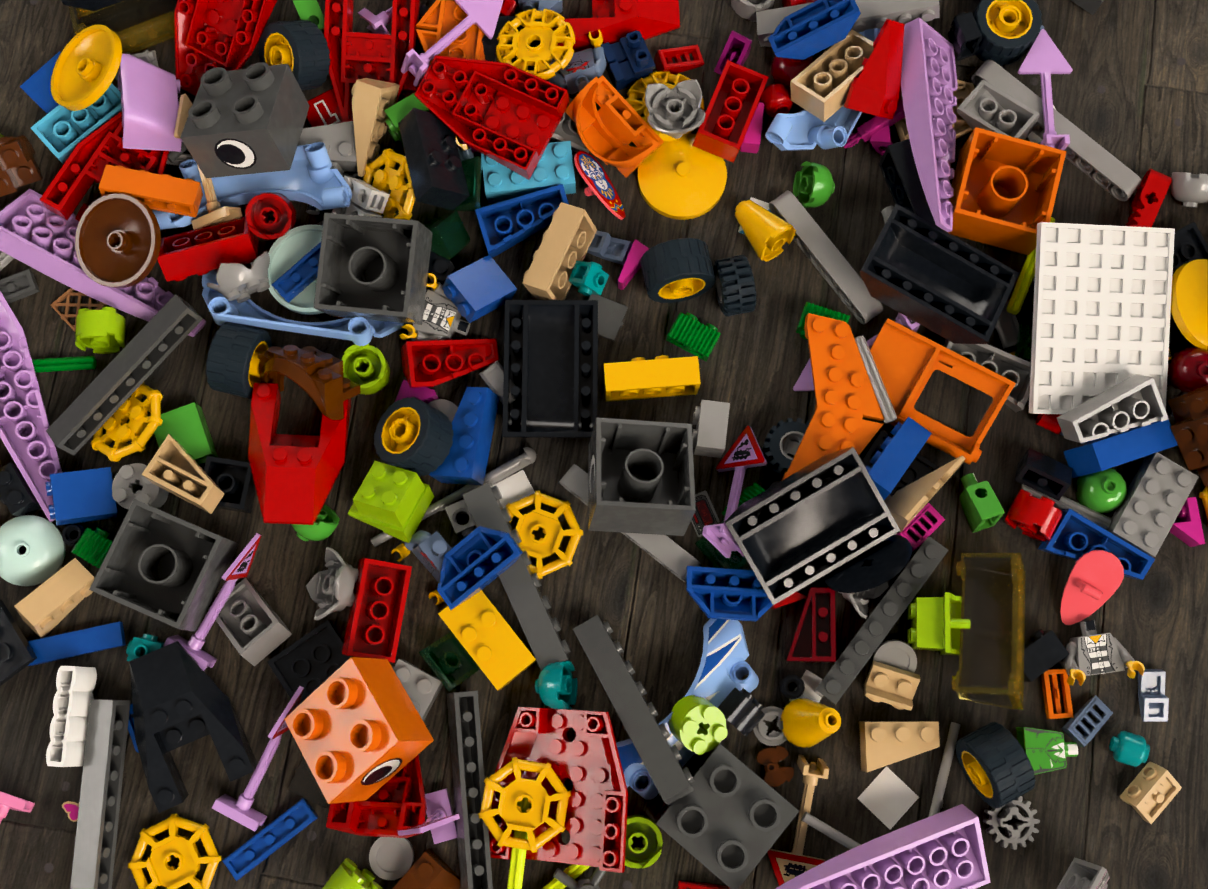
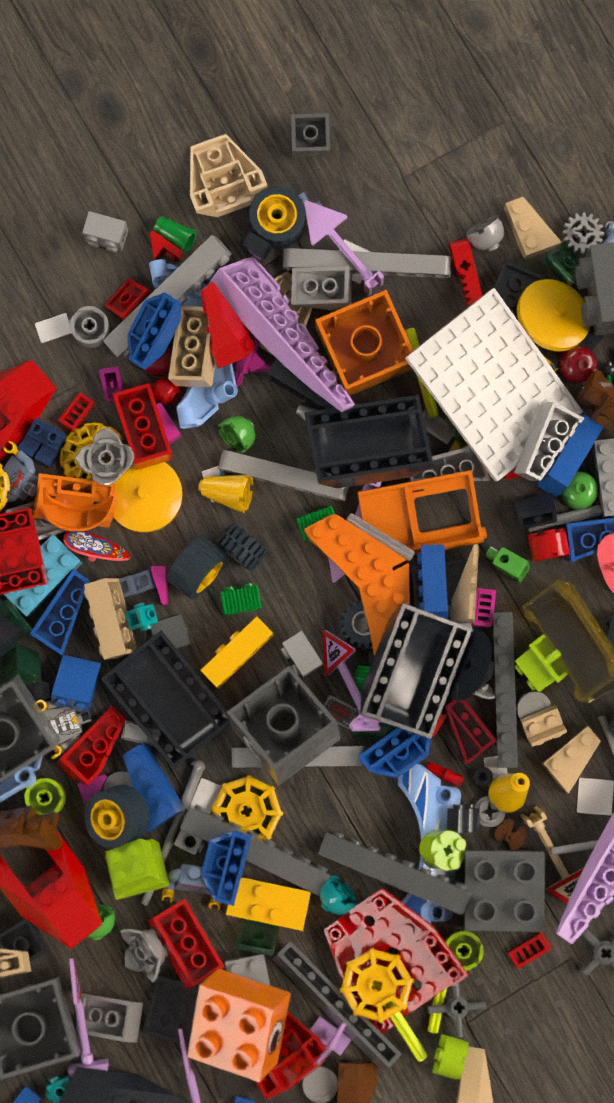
camera: 40 degrees left, 5 degrees up
(757, 654) = (445, 774): none -> red axle

